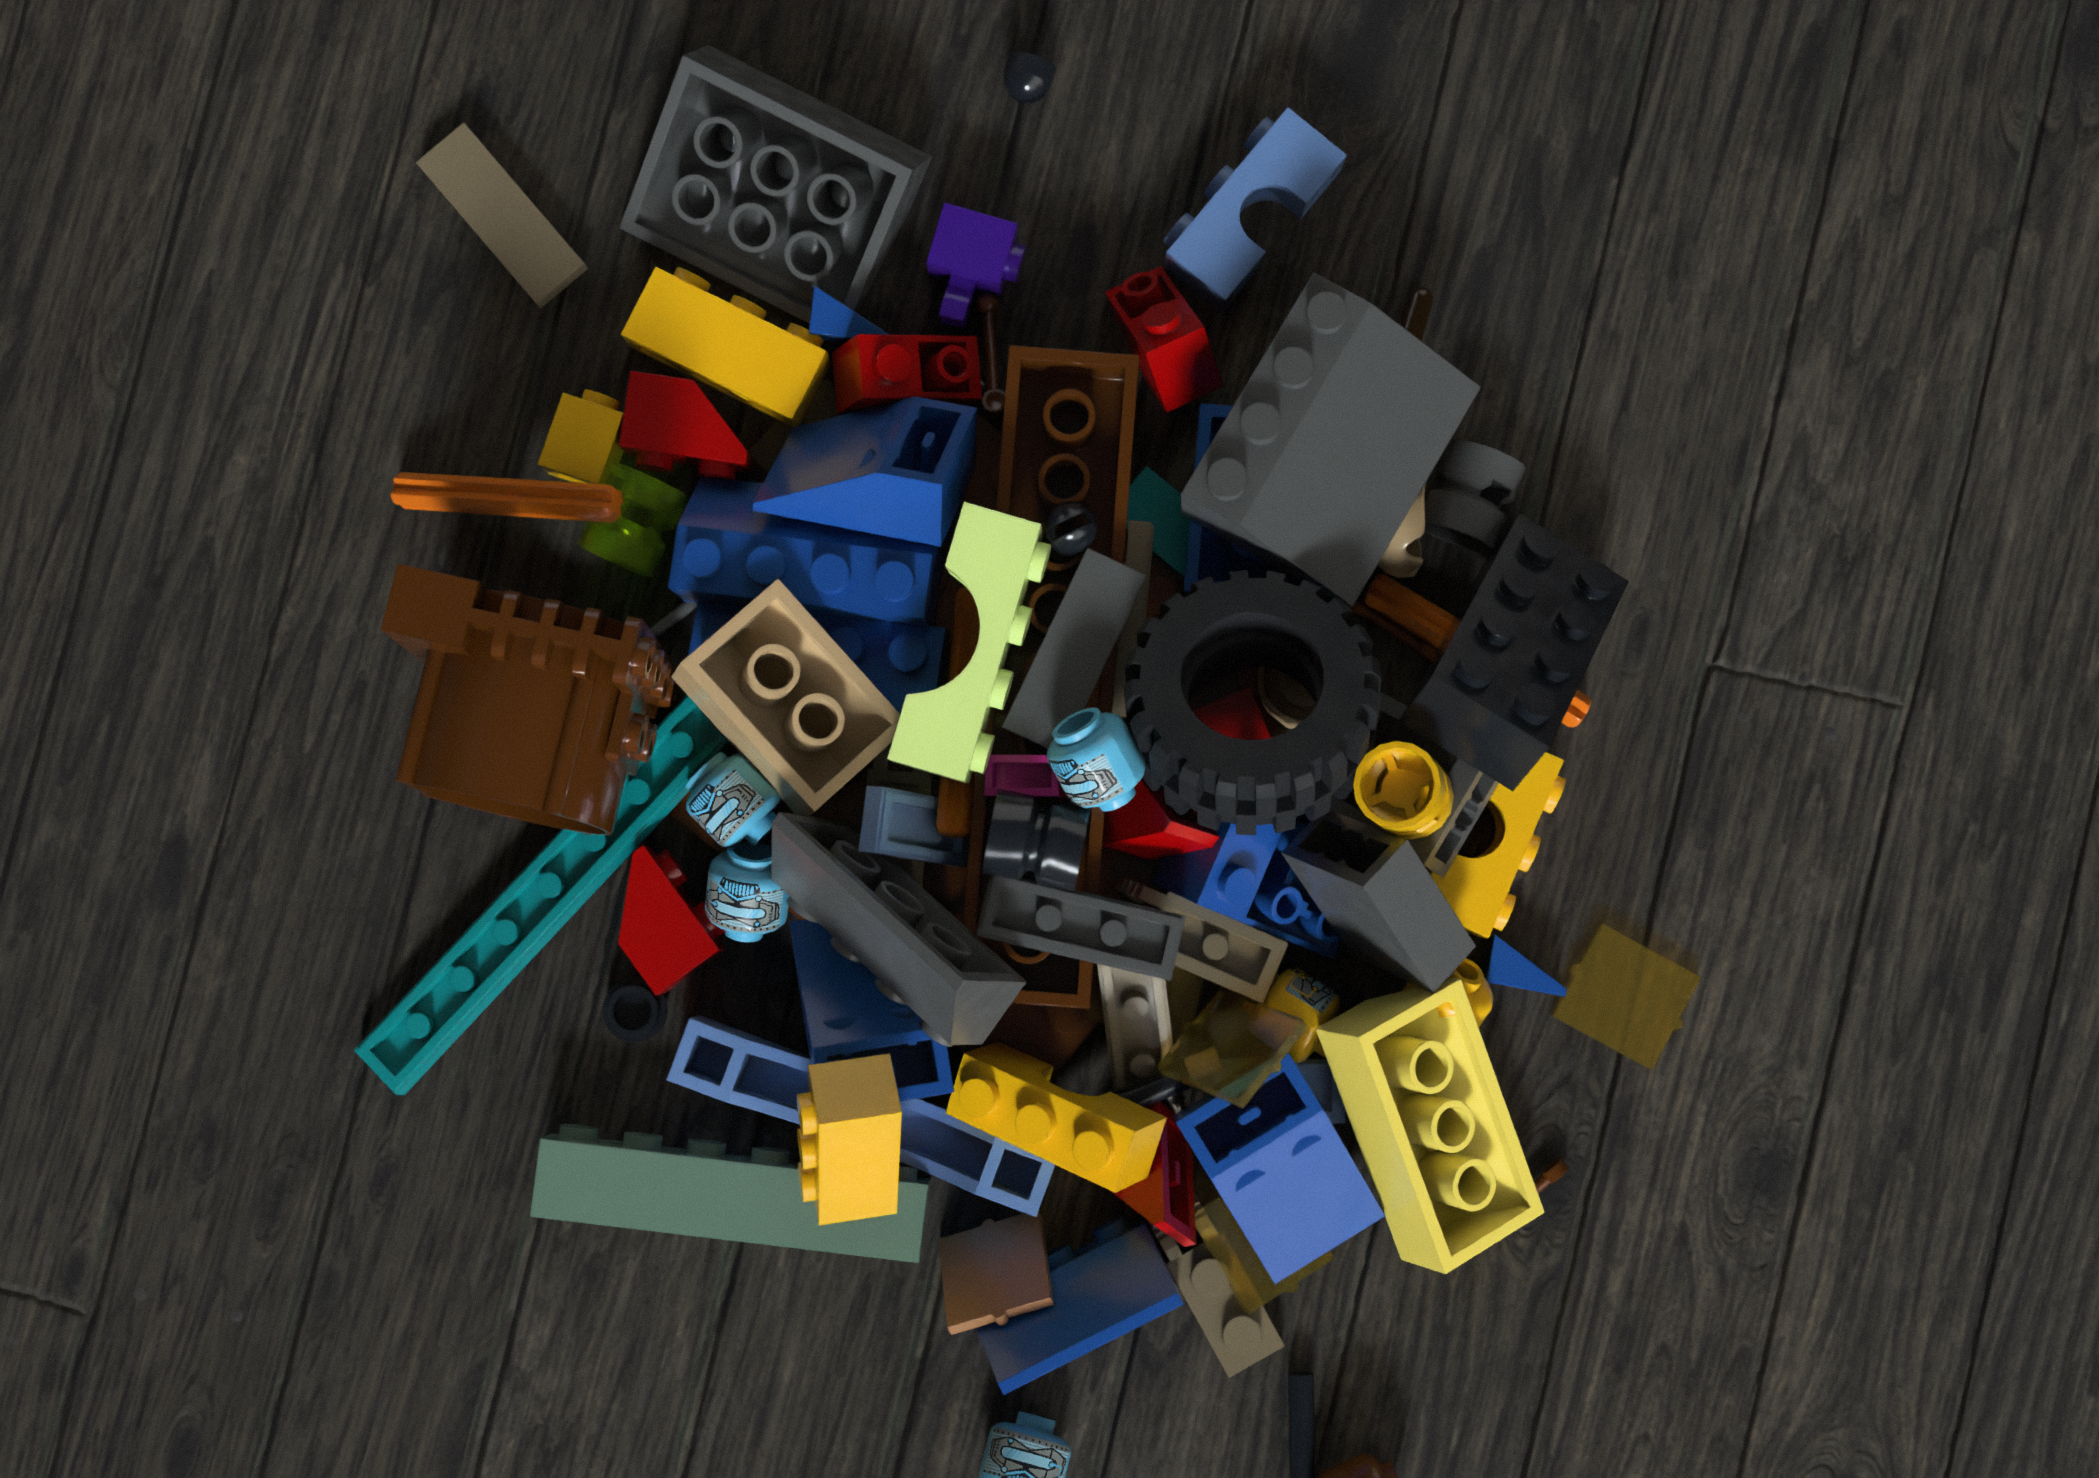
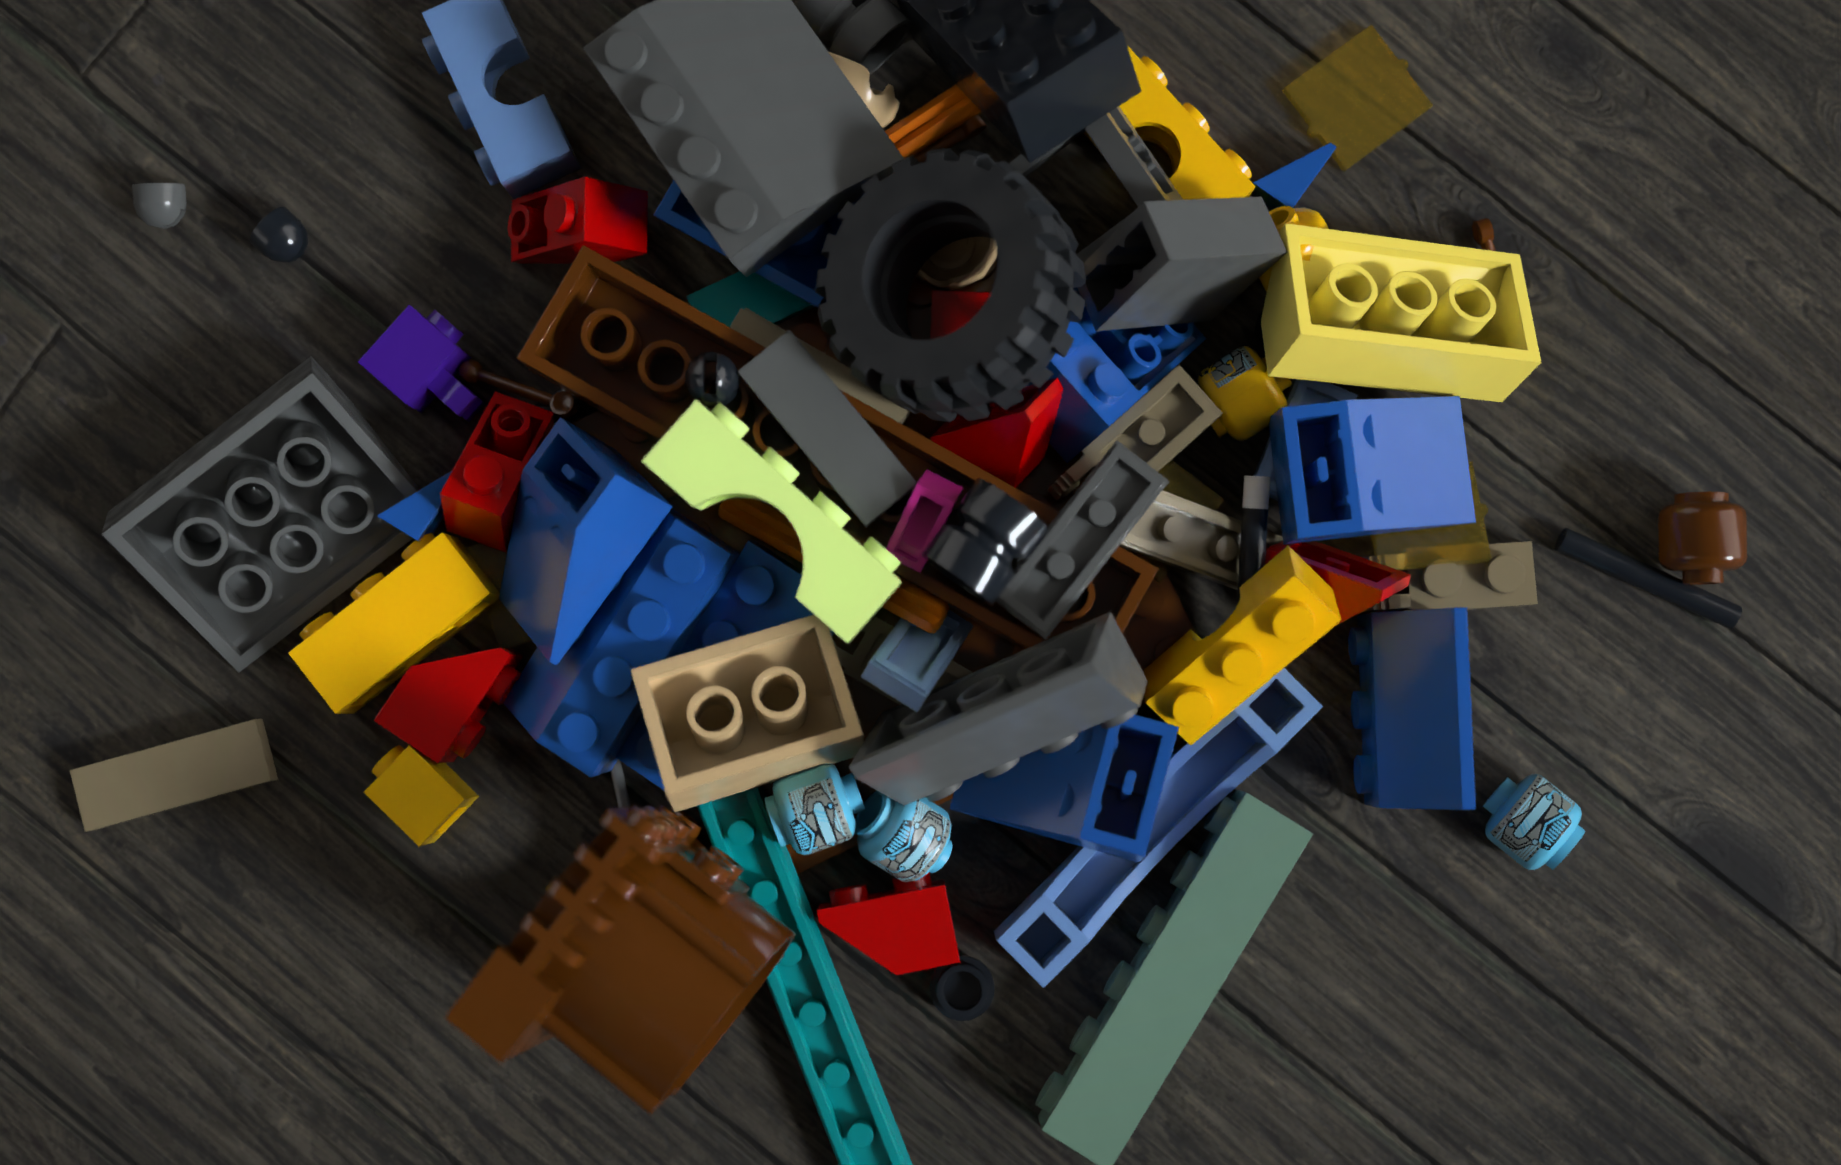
camera: 65 degrees left, 0 degrees up
(507, 497) = (436, 888): orange axle -> none
(626, 542) = (528, 799): clear neon green wheel -> none
(850, 1139) = (1180, 839): yellow brick -> none
(995, 1272) = (1353, 769): medium nougat piece -> none
(1096, 759) = (937, 451): medium azure head -> none
(1232, 1047) = (1251, 458): clear yellow piece -> none
(1403, 790) = (1094, 186): yellow wheel -> none

